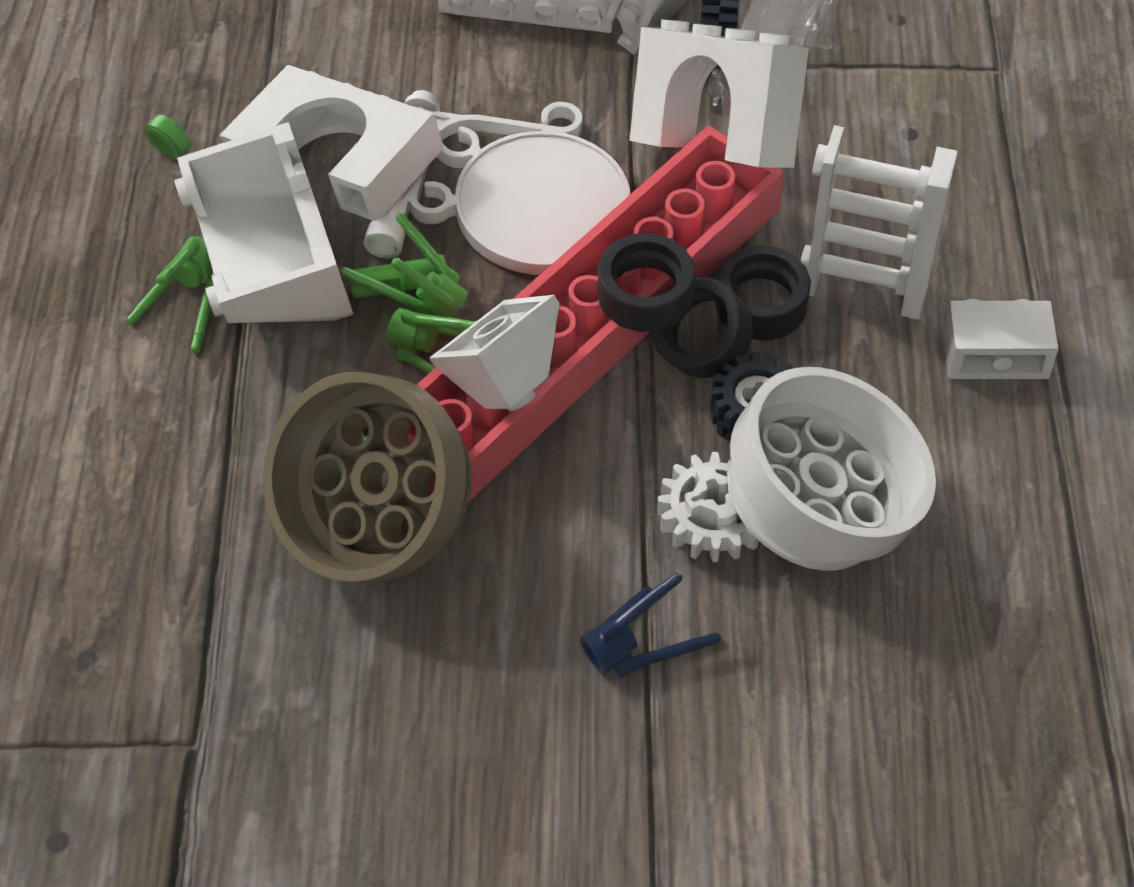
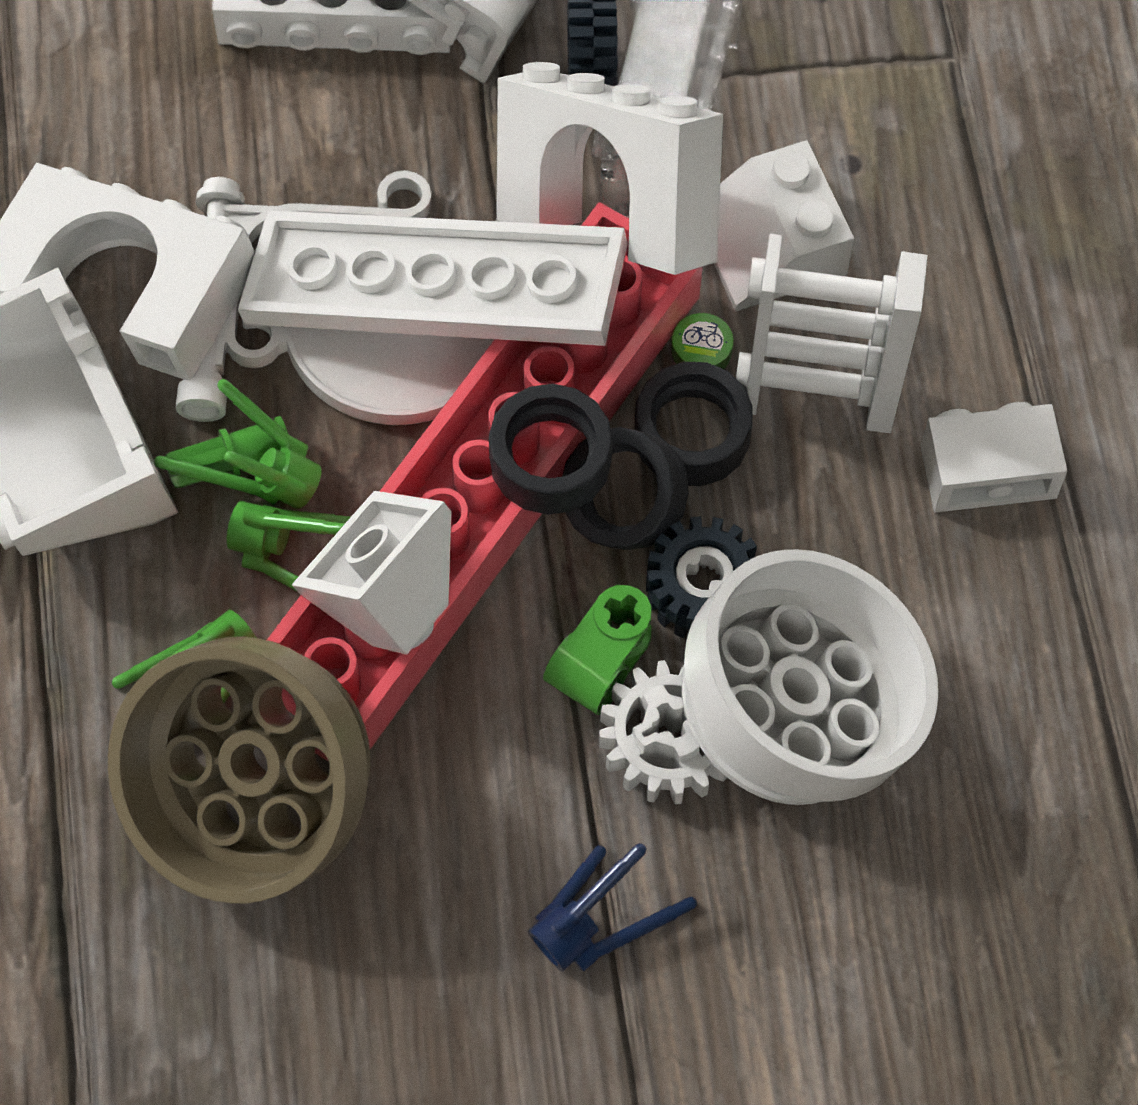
camera: 10 degrees left, 10 degrees up
(576, 162) = (435, 277): none -> white plate
(669, 438) = (598, 654): none -> bright green piece
(779, 233) = (702, 339): none -> tile
(863, 137) = (781, 196): none -> white slope

